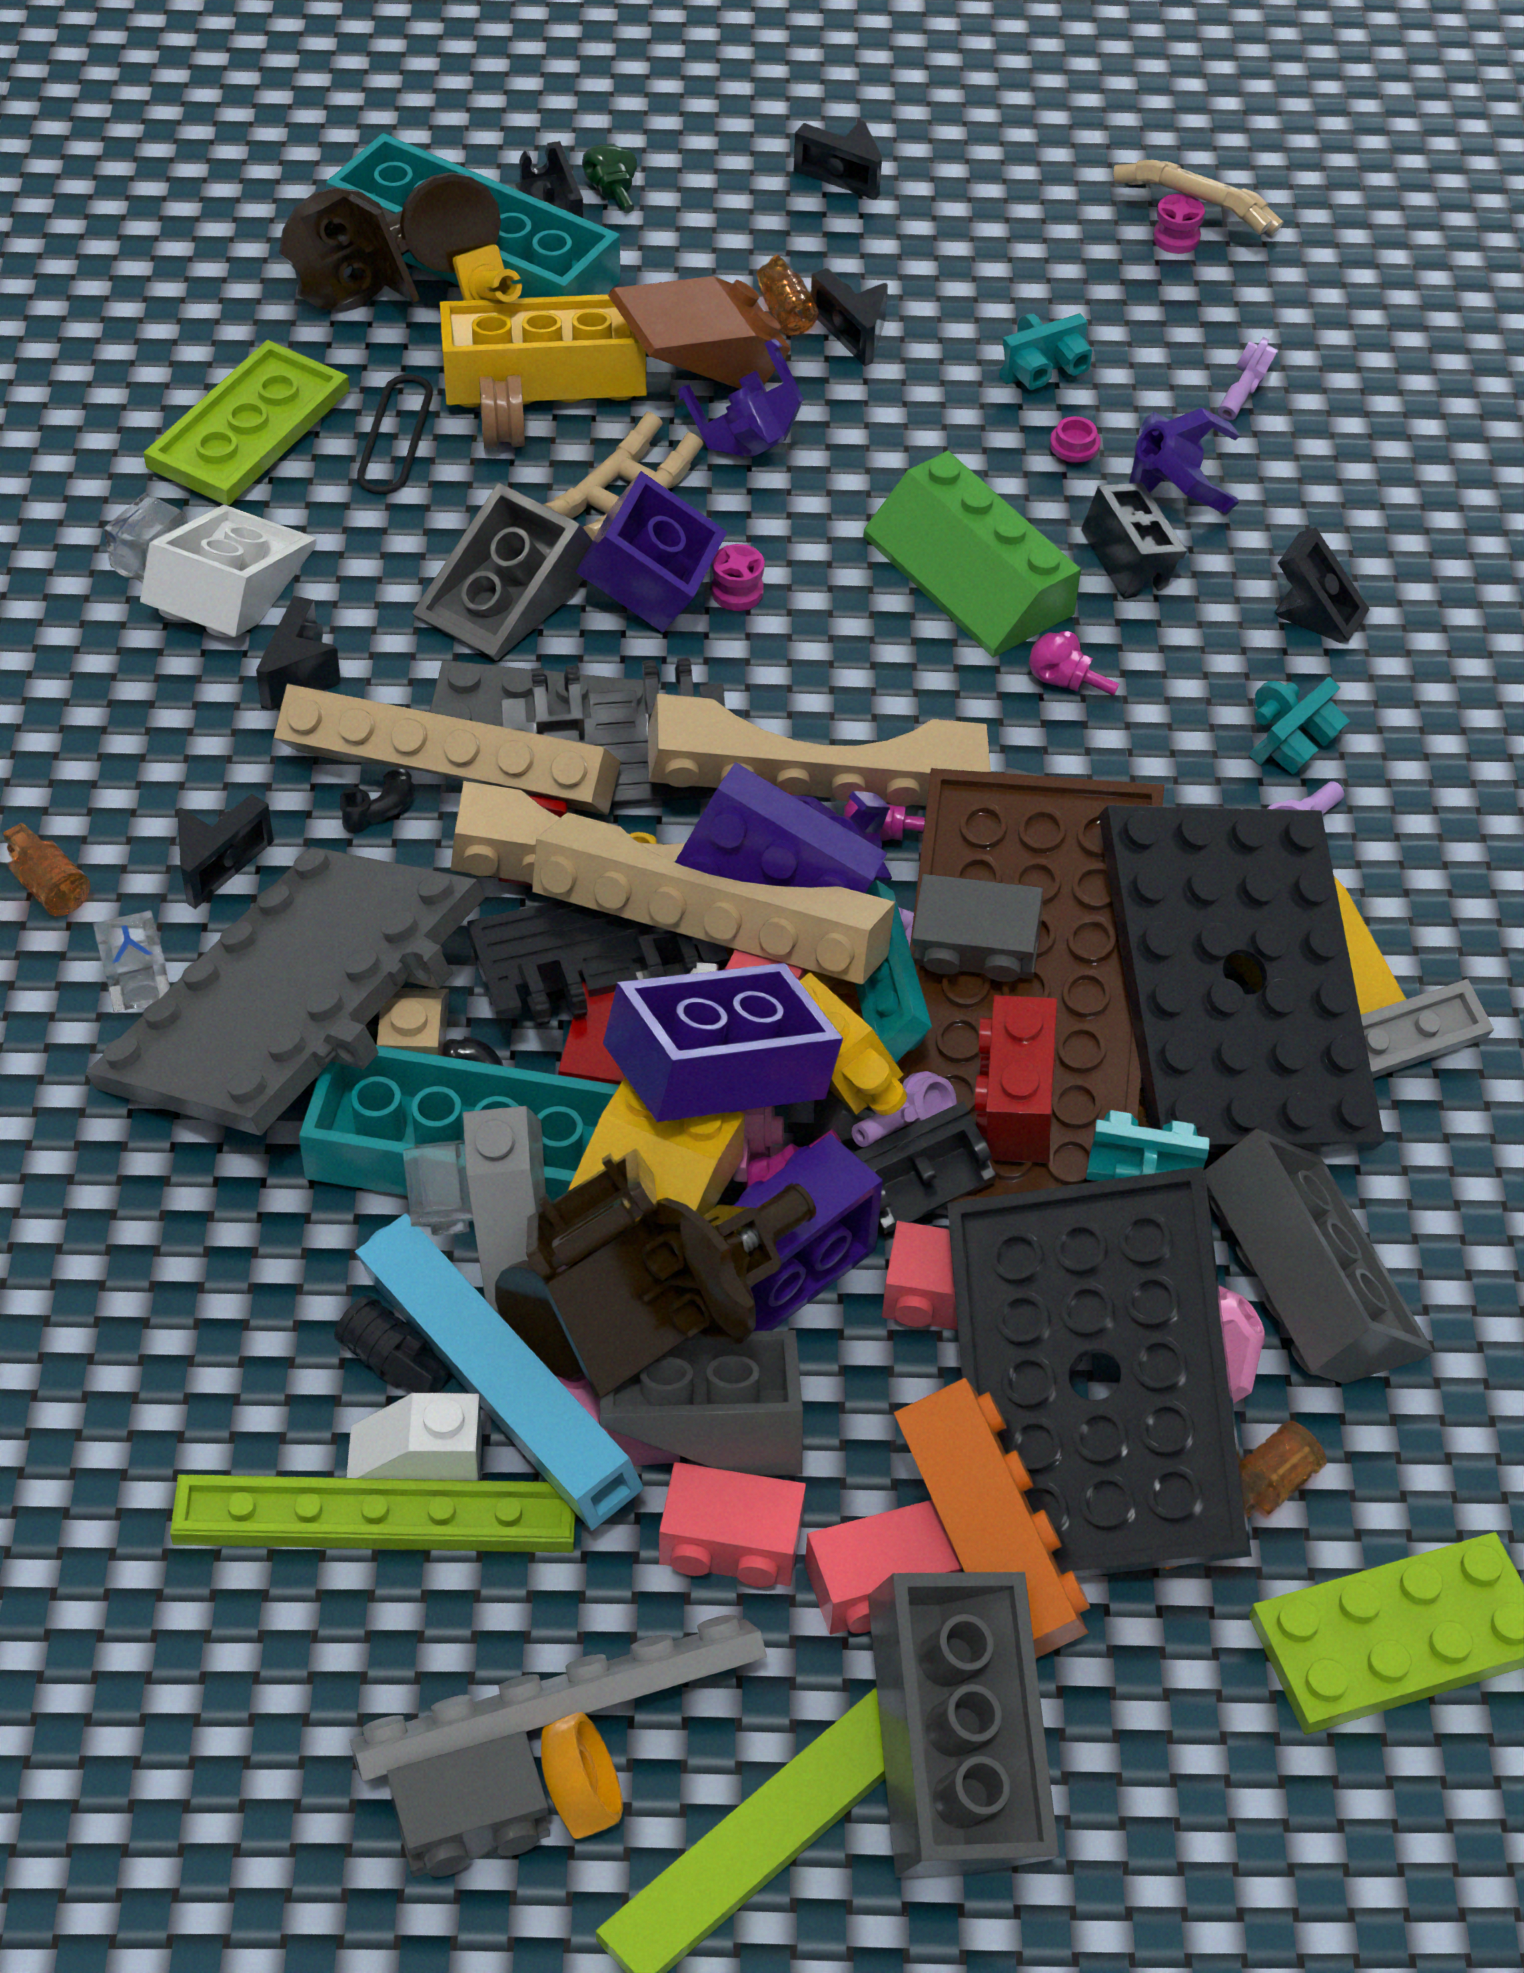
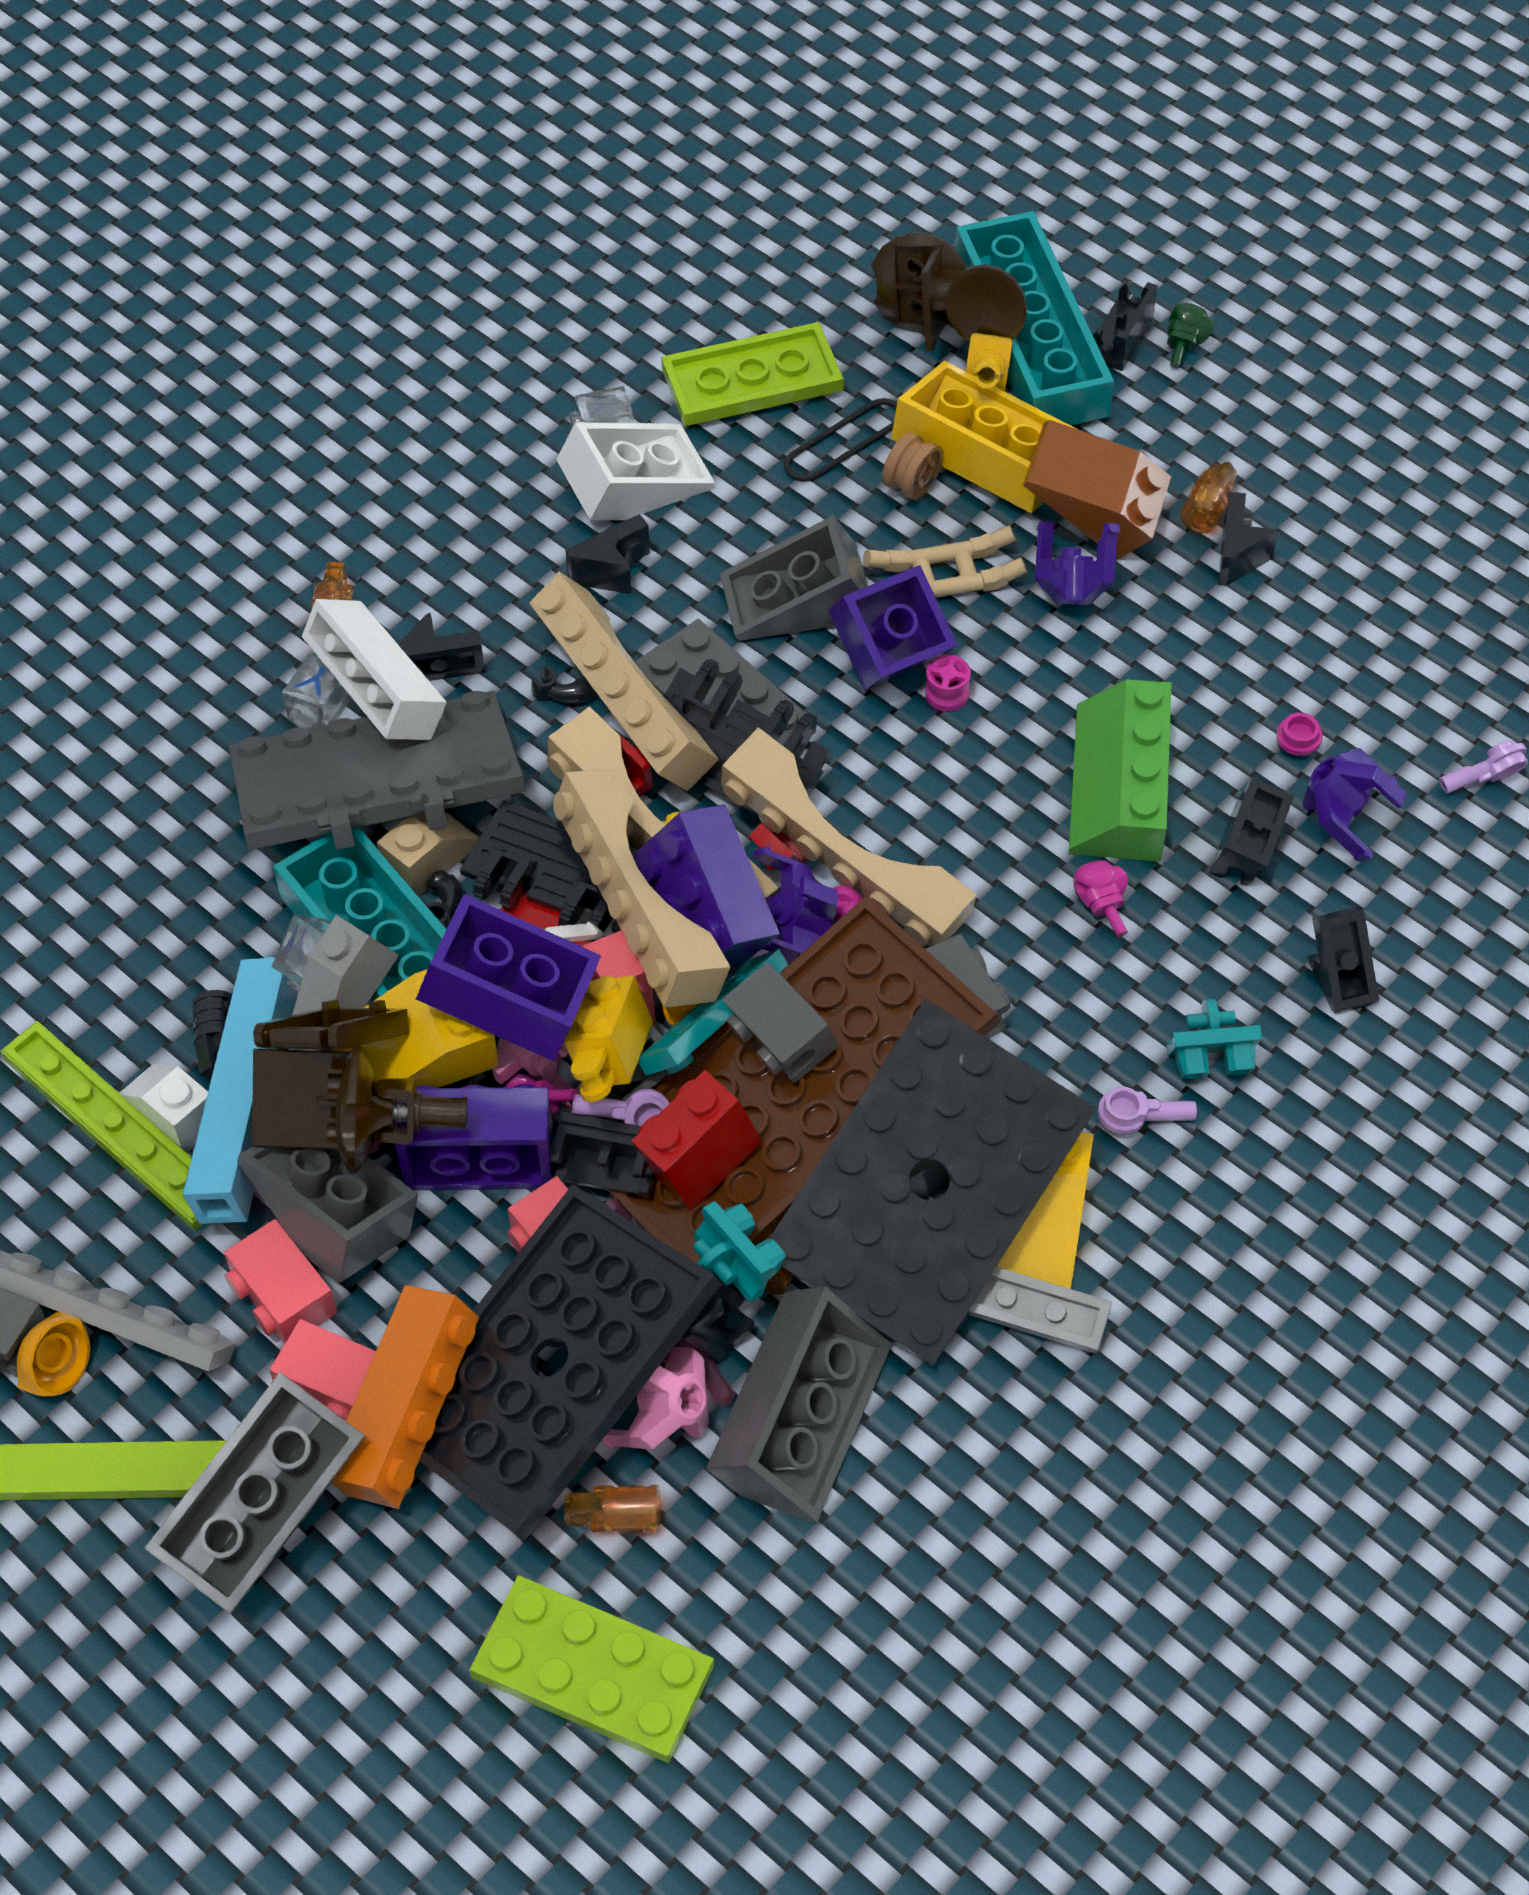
camera: 45 degrees right, 5 degrees up
(195, 886) = (374, 669): none -> white brick
(841, 161) = (1366, 417): black slope -> none
(1044, 347) = (1350, 650): teal hips -> none

